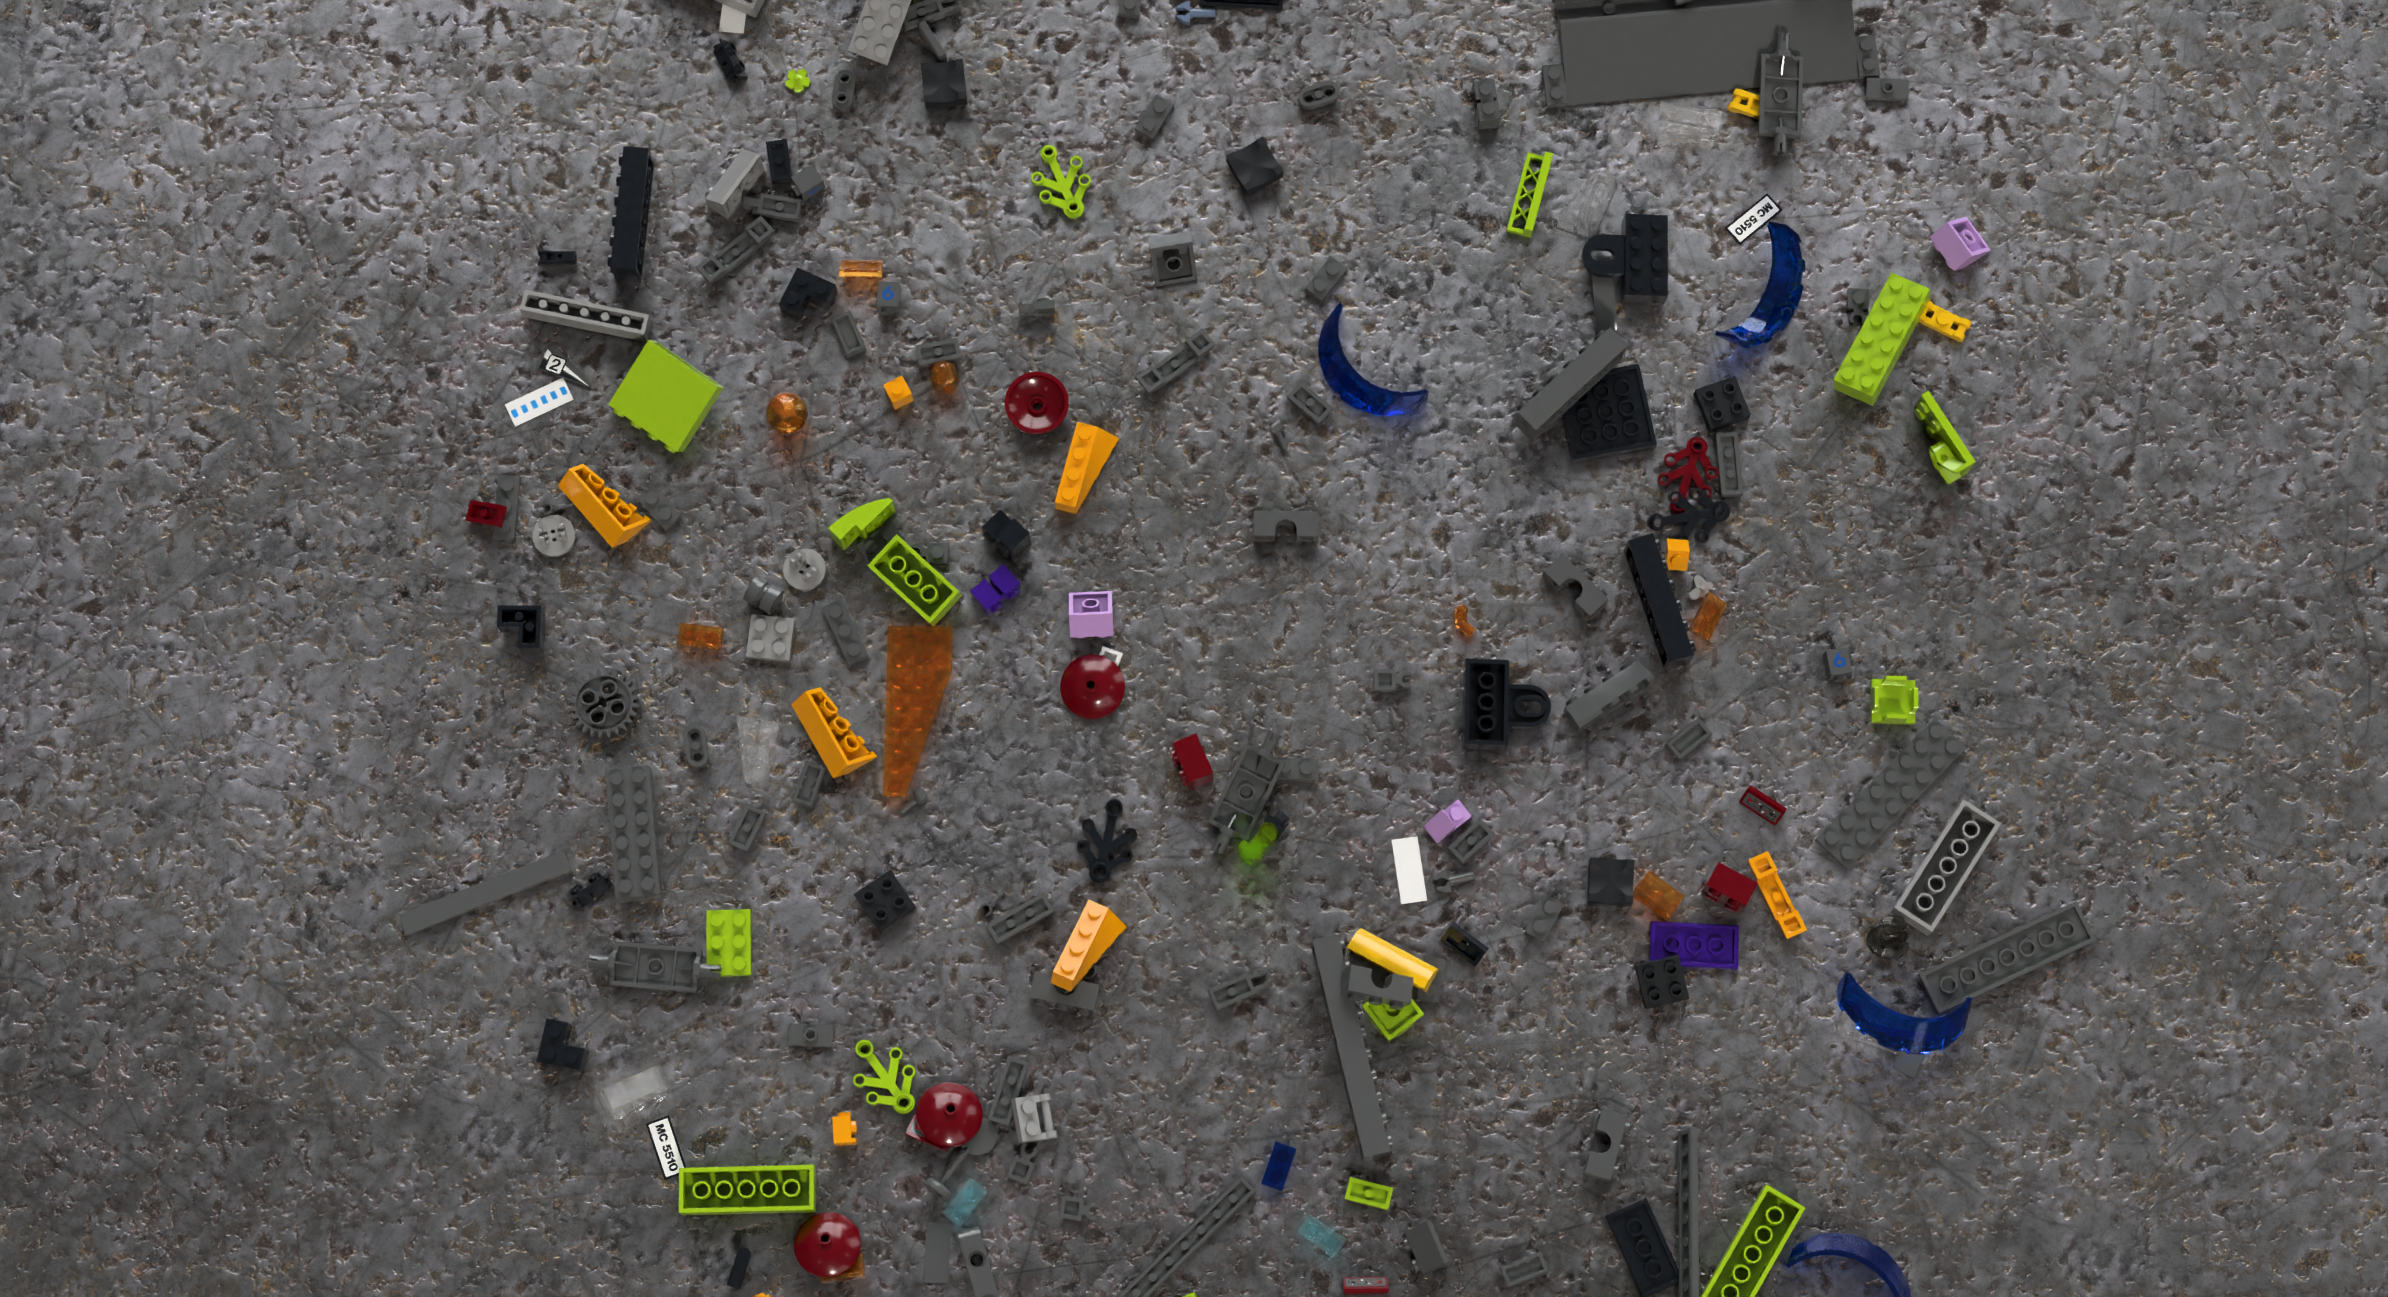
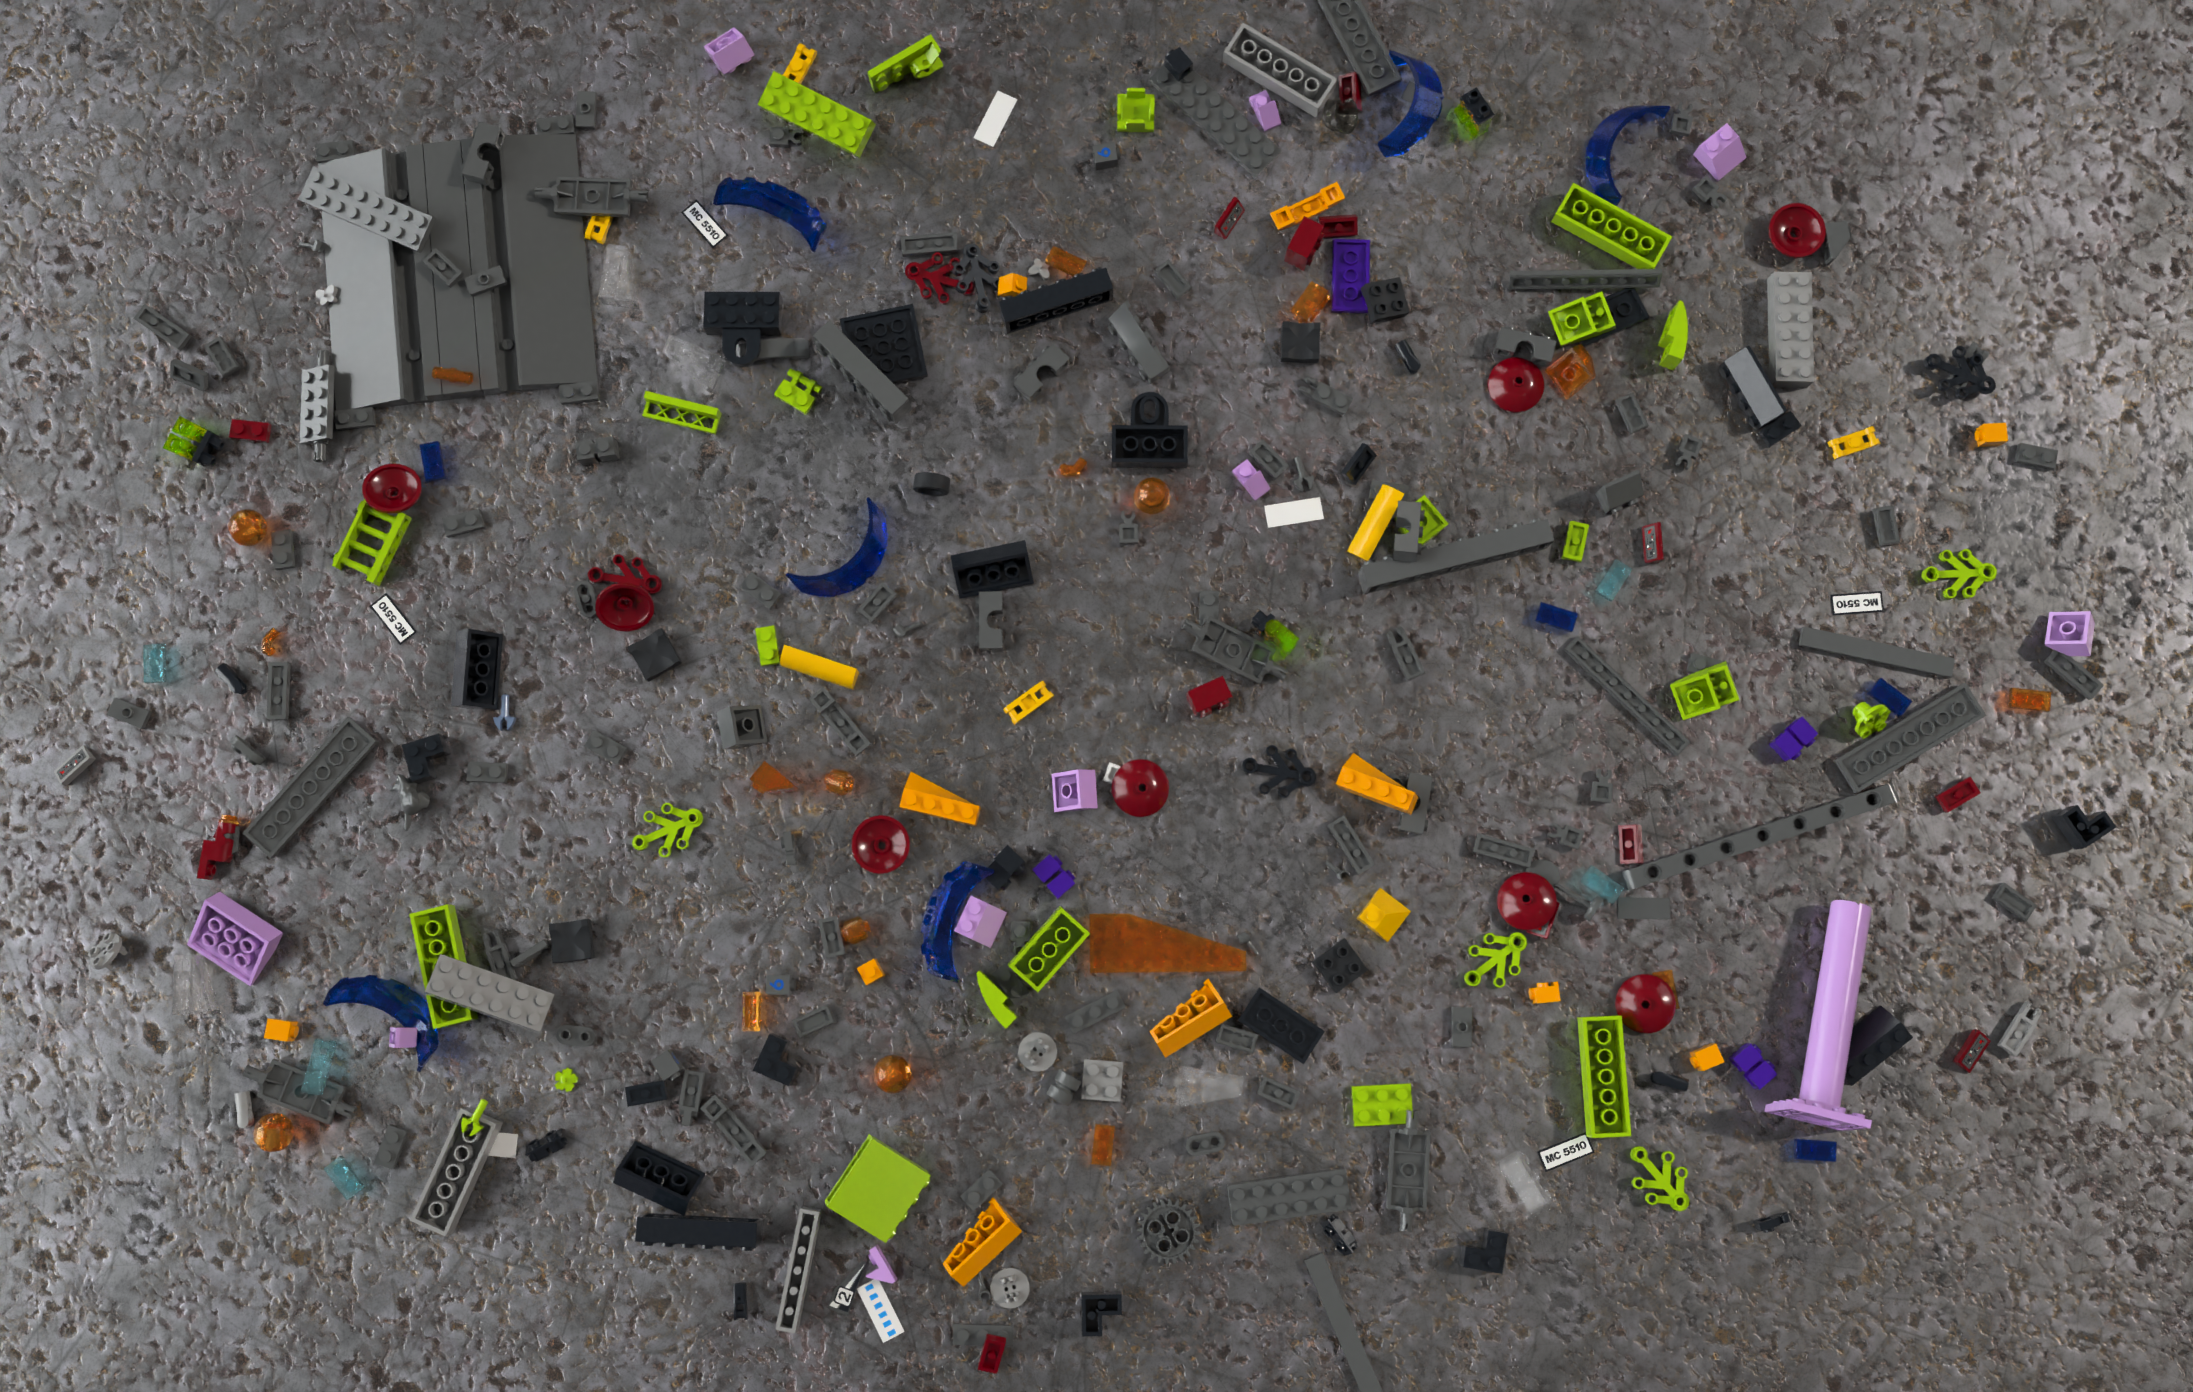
camera: 90 degrees left, 5 degrees up
(578, 405) = (884, 1271): none -> lavender slope
(628, 1253) = (1661, 1181): none -> lime plant
(689, 174) = (659, 1178): none -> black slope
(734, 183) = (667, 1134): light grey slope -> none
(821, 833) = (1281, 1025): none -> black plate
(940, 952) = (1383, 914): none -> yellow slope
(949, 509) = (980, 921): none -> lavender slope
(953, 468) = (941, 916): none -> clear blue windscreen
(1011, 1240) = (1630, 844): none -> slope
(1027, 1118) = (1527, 832): light grey plate -> none
(1108, 361) = (839, 782): none -> clear orange head
(1112, 288) = (771, 781): none -> clear orange slope
(1192, 566) = (1028, 702): none -> yellow plate
(1237, 340) = (818, 667): none -> yellow brick
(1263, 286) = (767, 645): none -> lime plate
(1306, 133) = (624, 614): none -> dark red dish
(1339, 139) = (629, 576): none -> dark red plant
(1345, 528) = (992, 569): none -> black slope
(1427, 714) = (1151, 502): none -> clear orange helmet
(1443, 461) = (931, 484): none -> black tyre
(1549, 316) = (795, 396): none -> lime plate
(1549, 1146) = (1511, 395): none -> dark red dish
(1576, 1200) = (1572, 371): none -> clear orange slope
(1594, 1007) = (1407, 356): none -> black bar
(1637, 1213) = (1582, 319): none -> lime slope
(1722, 404) = (875, 249): black brick -> none
(1756, 933) = (1339, 225): none -> dark red slope
(1884, 542) = (995, 118): none -> white sticker
(1893, 1095) = (1475, 112): none -> hips
(1897, 852) = (1265, 110): none -> lavender slope
(1923, 954) = (1350, 89): none -> dark red slope
(1949, 747) = (1178, 63): none -> black brick

